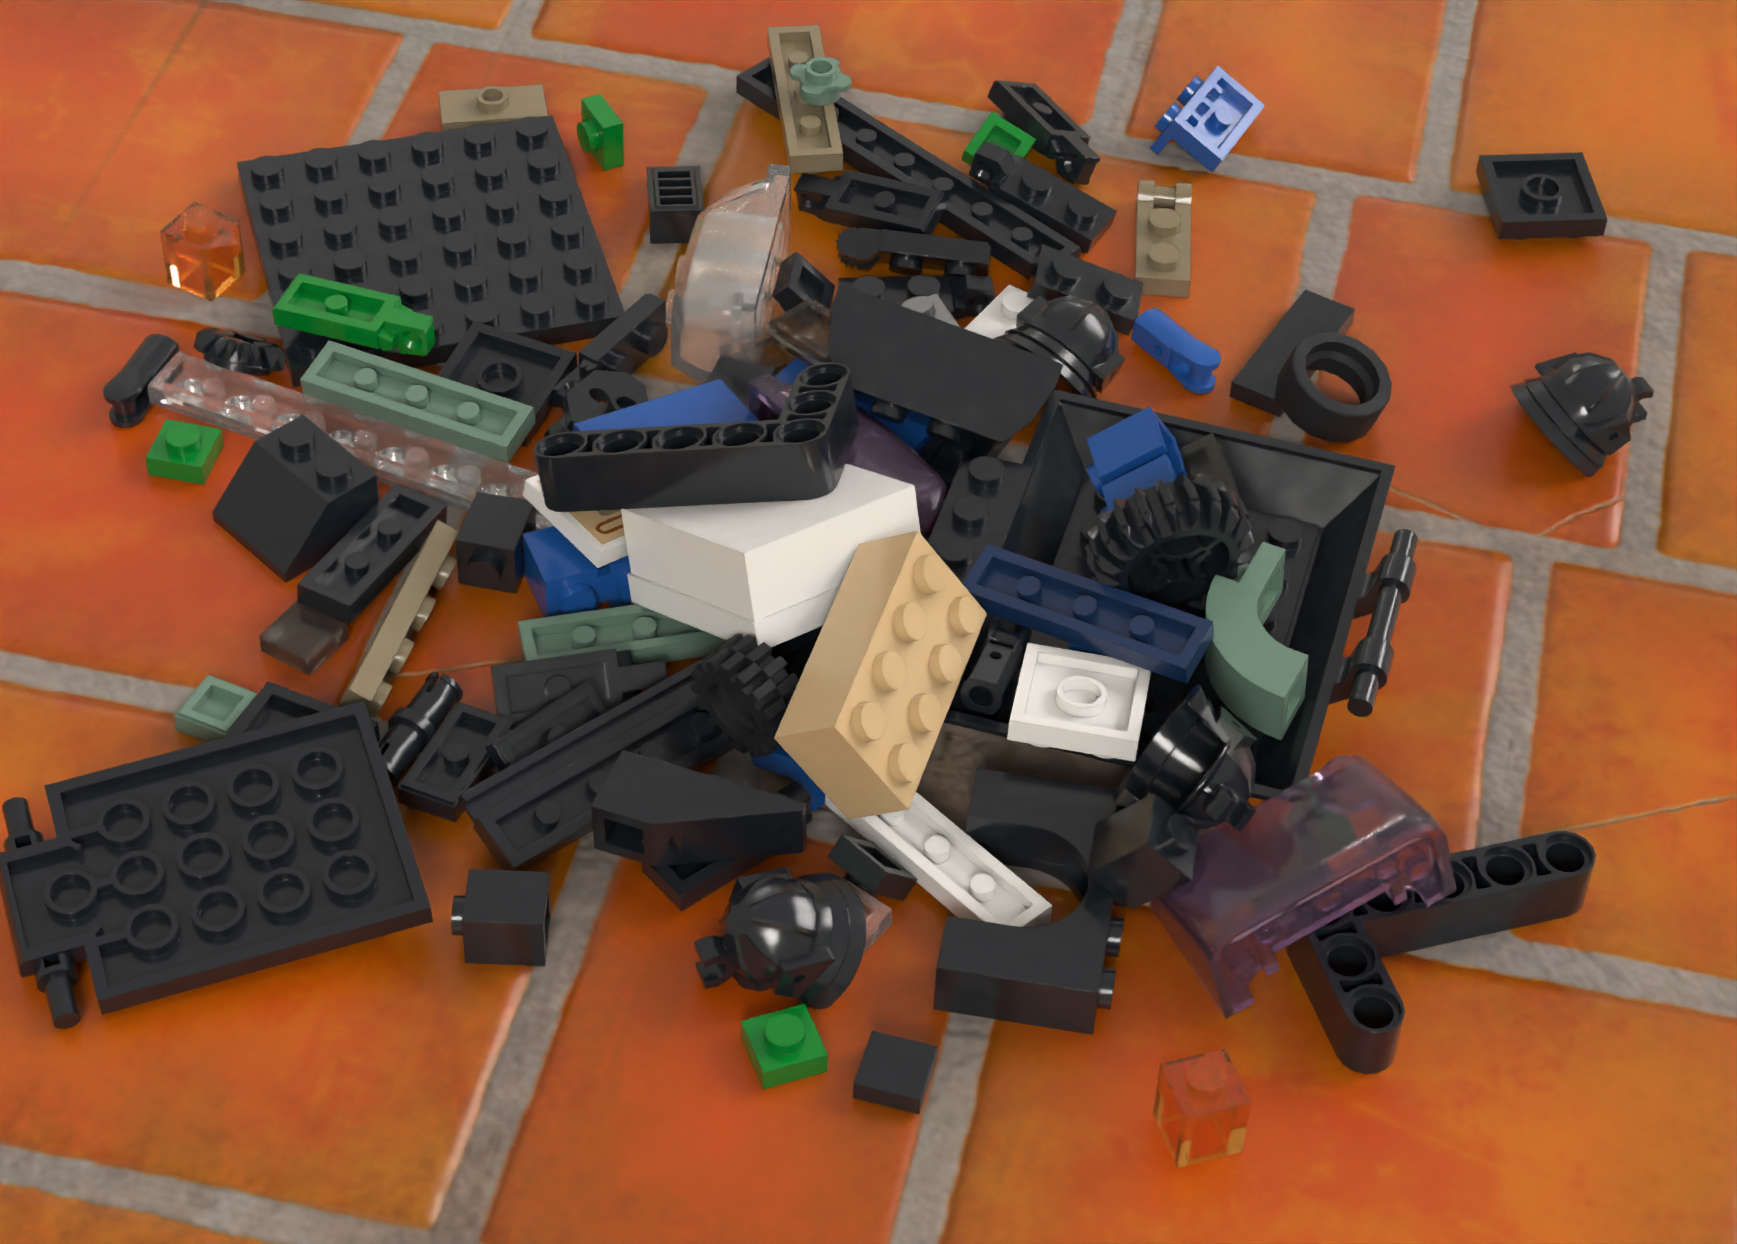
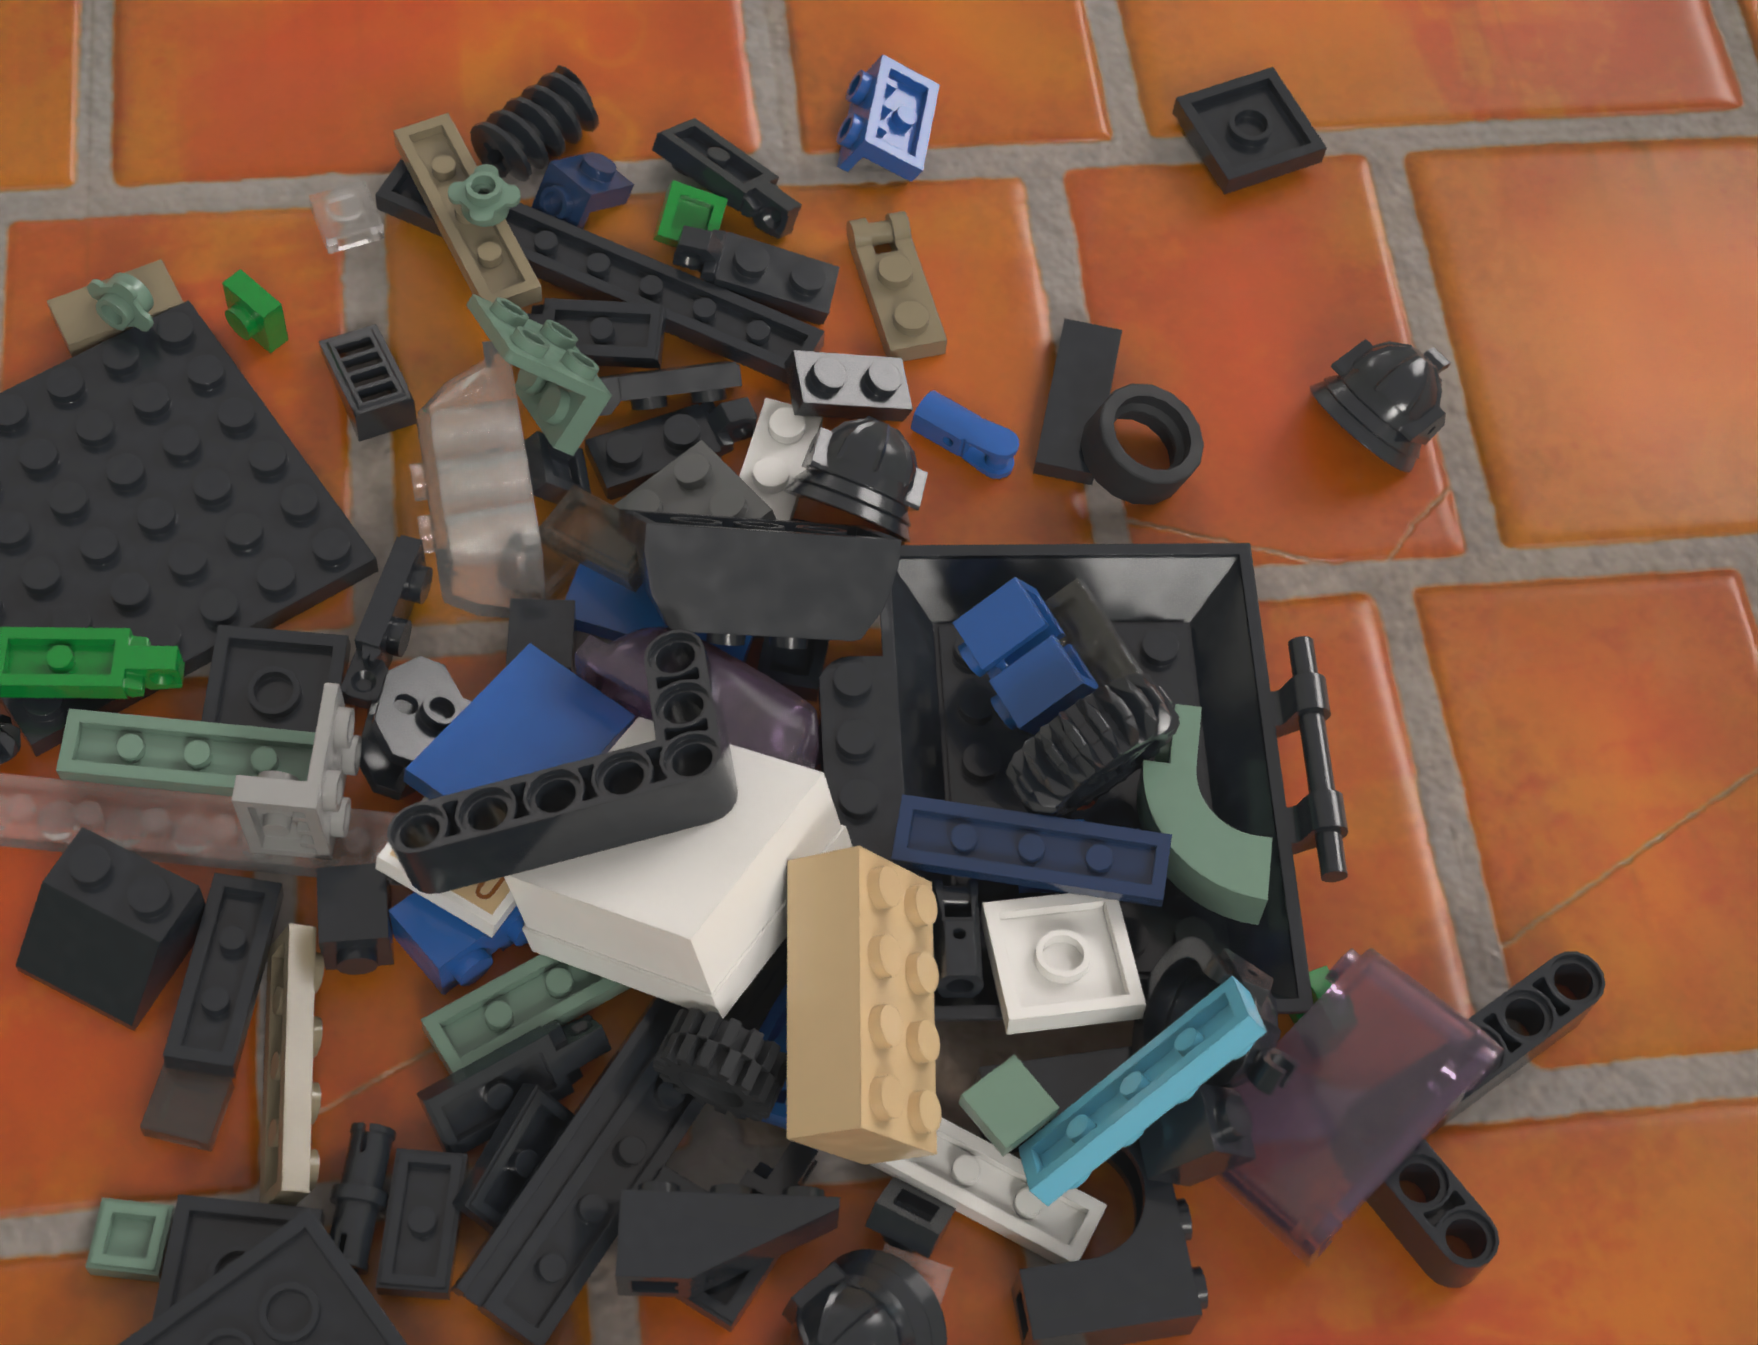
camera: 25 degrees left, 15 degrees up
(484, 438) = (304, 816): none -> light grey bracket
(495, 95) = (123, 302): none -> sand green plate
(708, 92) = (346, 217): none -> clear plate
(831, 220) = (554, 376): none -> sand green bracket
(894, 57) = (535, 125): none -> black piece
(911, 105) = (581, 186): none -> dark blue bracket
(988, 794) = (1008, 1105): none -> sand green tile
(1126, 781) = (1141, 1091): none -> medium azure plate

